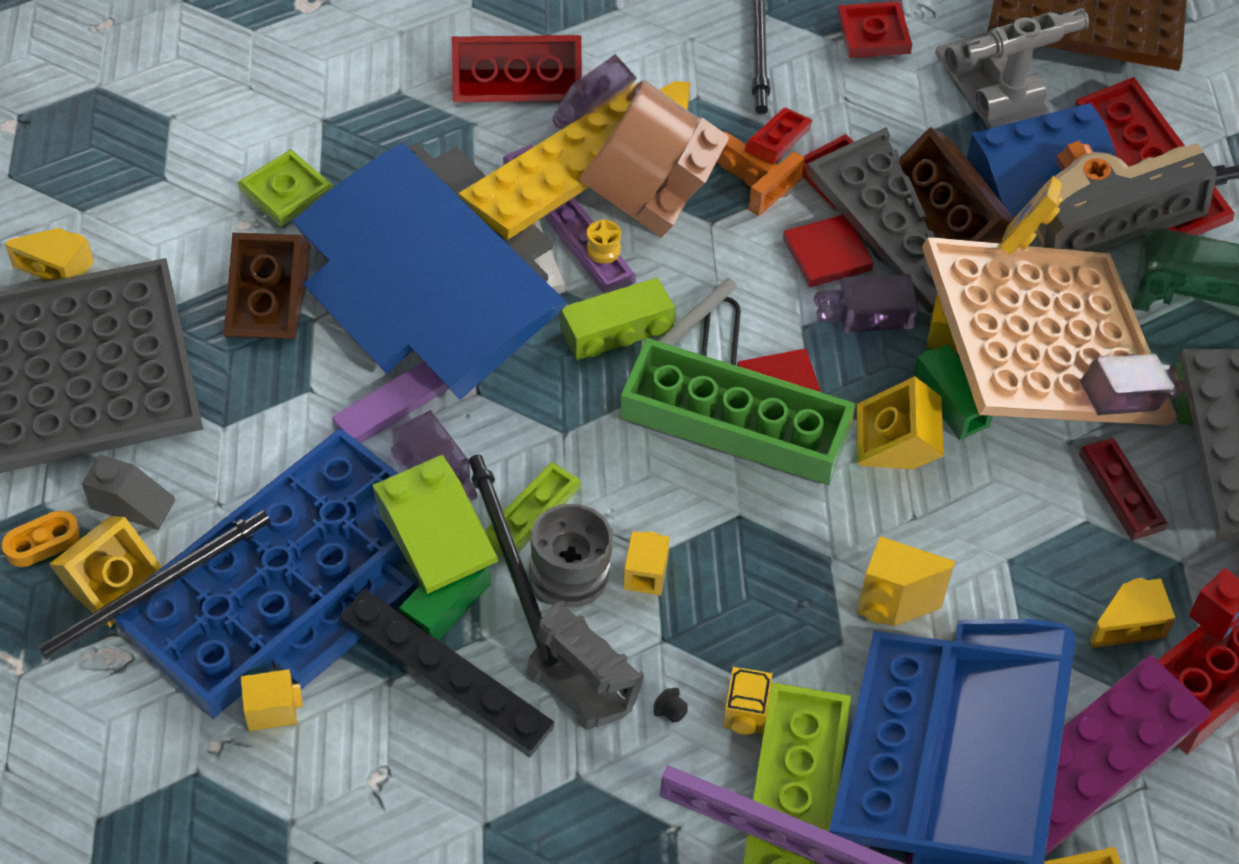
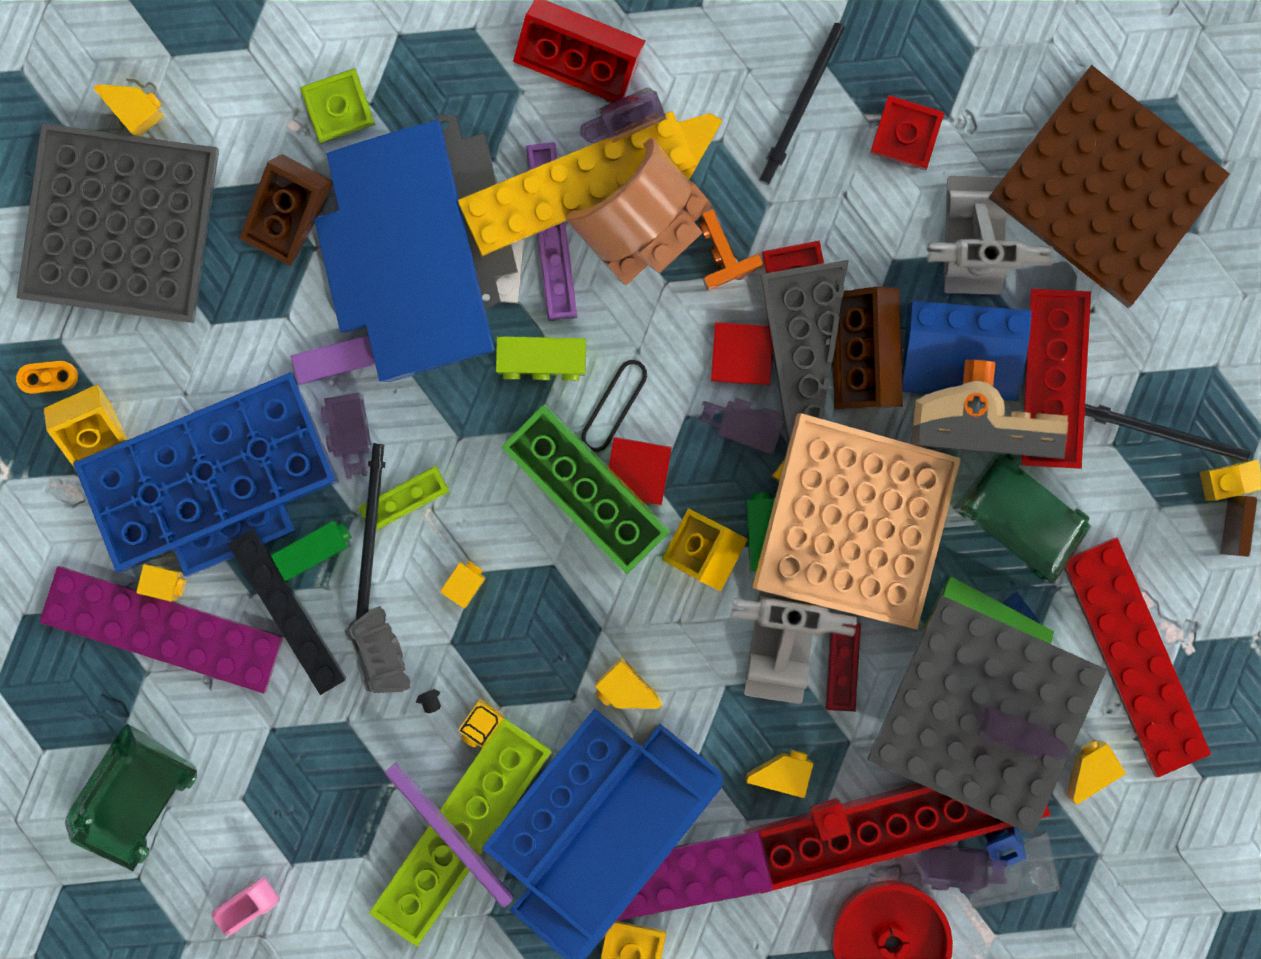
camera: 25 degrees right, 35 degrees up
(126, 492) = (118, 365): dark grey slope -> none
(242, 531) = (185, 440): black bar -> none
(288, 761) = (161, 629): none -> magenta plate
(434, 523) = (317, 504): lime slope -> none
(570, 555) = (389, 567): flat silver wheel -> none
(603, 241) = (559, 274): yellow wheel -> none
(698, 312) = (606, 374): light grey bar -> none
(778, 135) = (757, 226): red tile -> none
(1034, 458) = (783, 643): none -> light grey plate
(1039, 209) = (895, 428): yellow tile -> none
(1130, 384) = (888, 602): clear purple brick -> none

